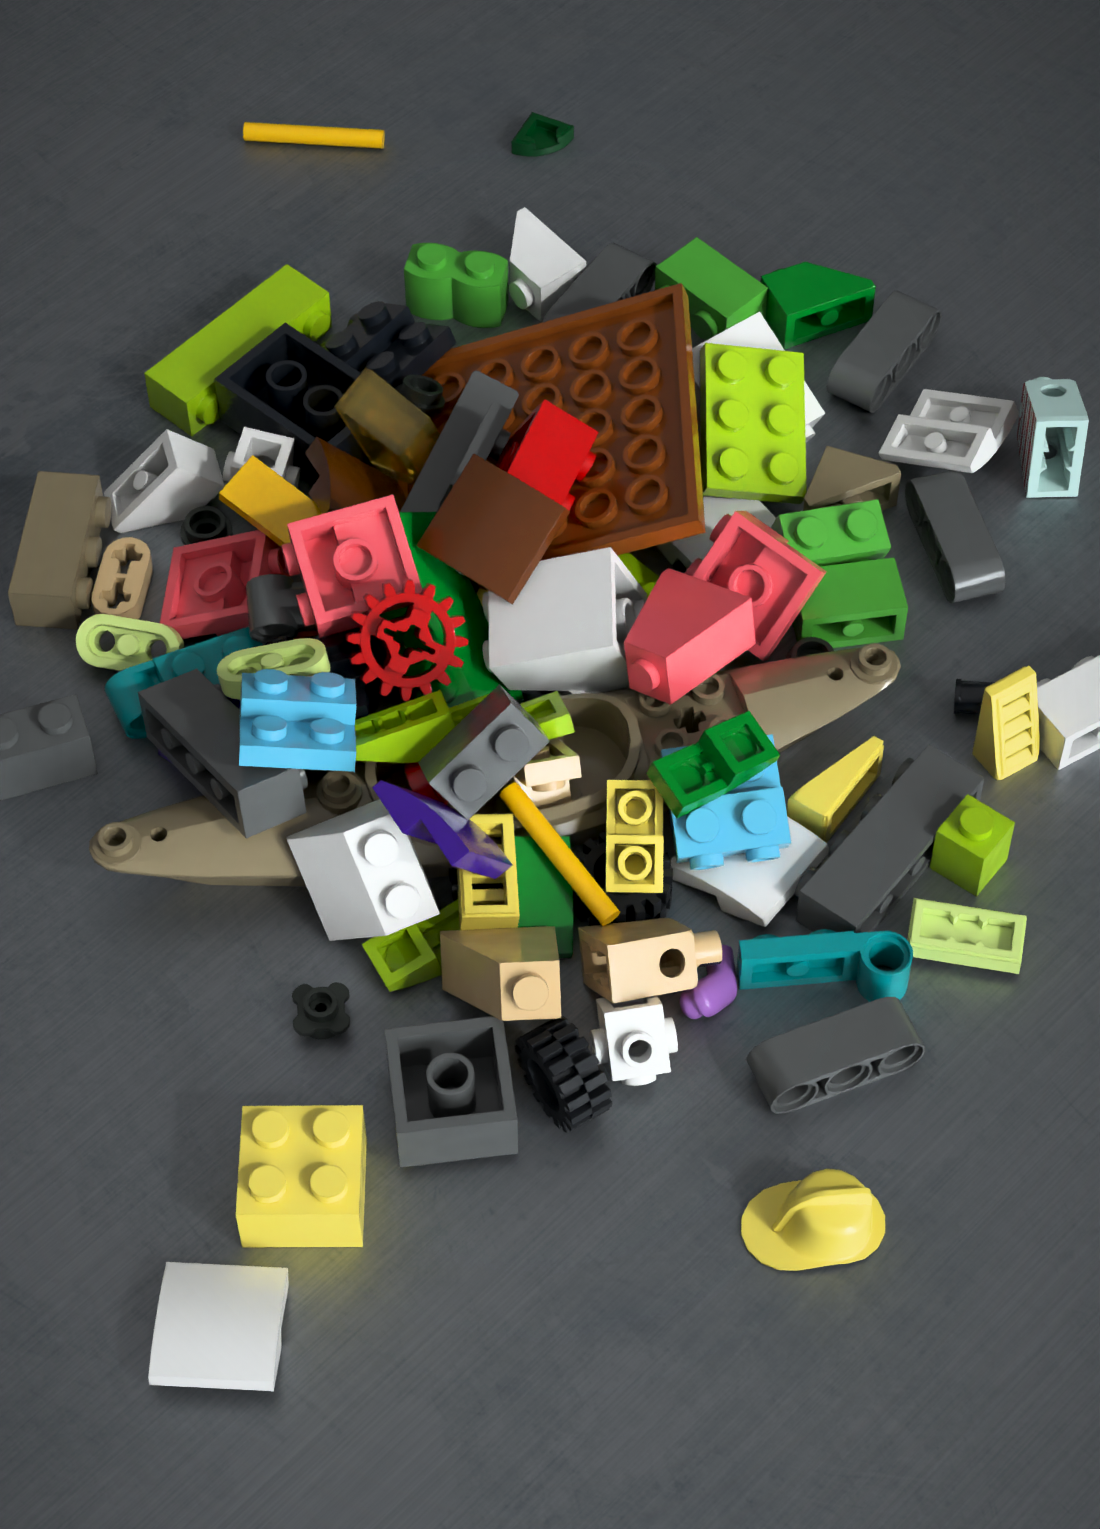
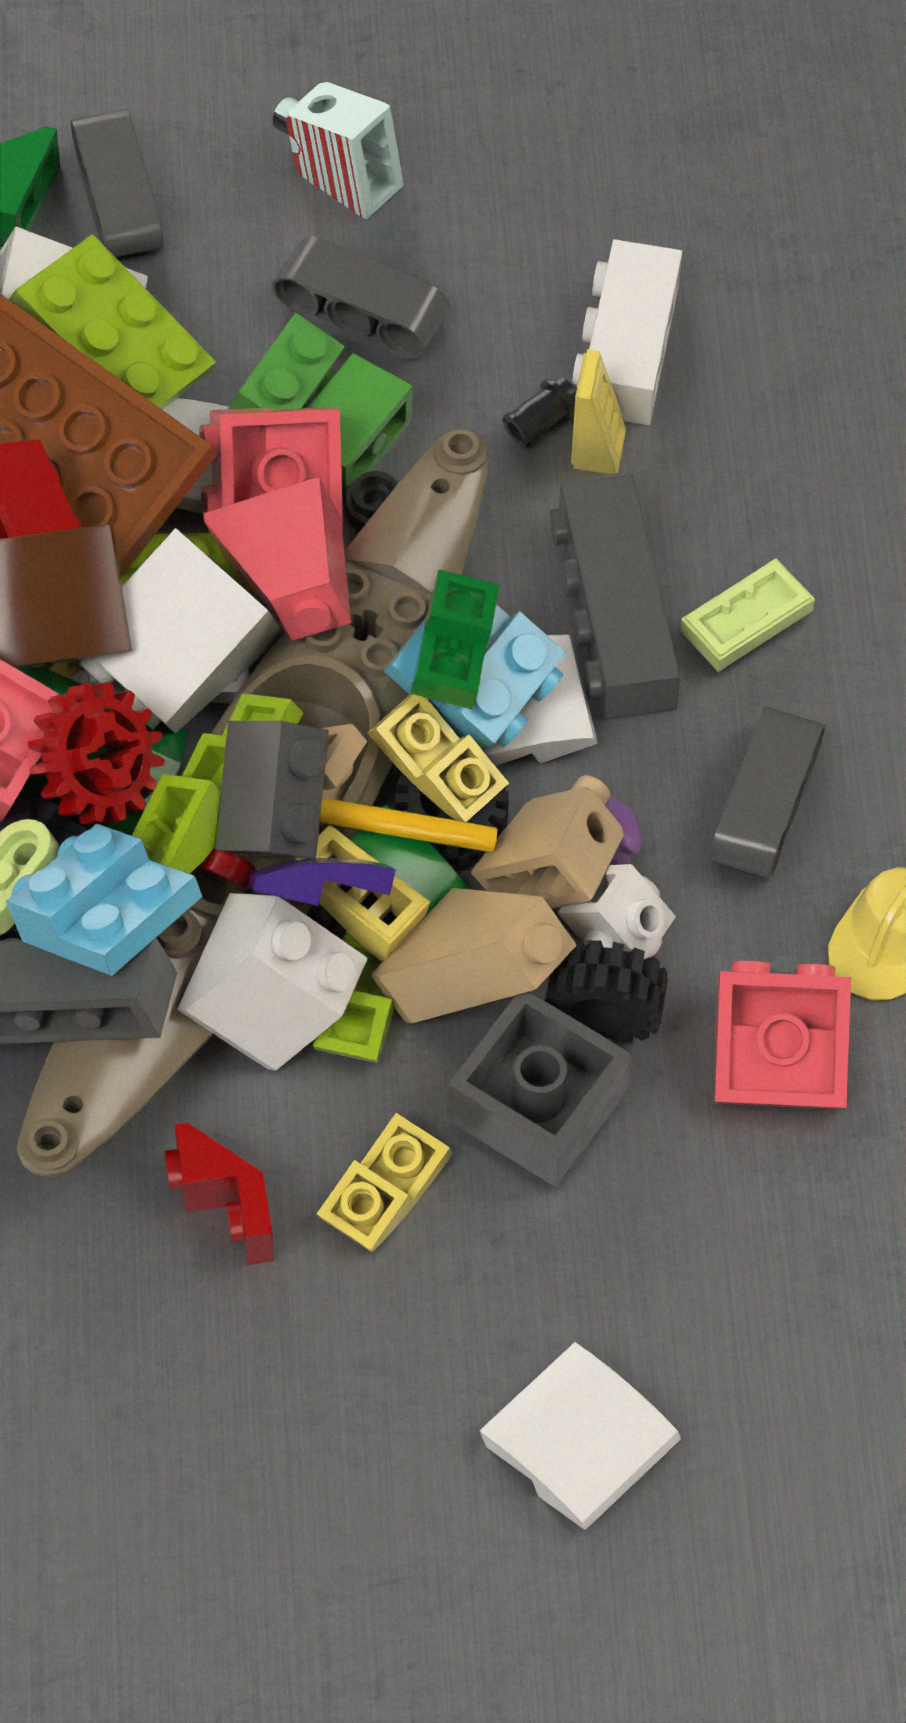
camera: 50 degrees left, 5 degrees up
(203, 962) = (218, 1179): none -> red slope
(301, 1176) = (504, 1262): light yellow brick -> none
(307, 1068) = (386, 1183): none -> light yellow slope
(321, 1024) = (340, 1144): pearl dark grey plate -> none
(646, 1210) = (782, 1037): none -> coral plate
(826, 958) = (673, 721): teal plate -> none
(835, 792) = (527, 580): light yellow slope -> none
(852, 478) = (231, 328): dark tan slope -> none
(950, 431) = (257, 210): white slope -> none
(972, 845) = (678, 536): lime brick -> none

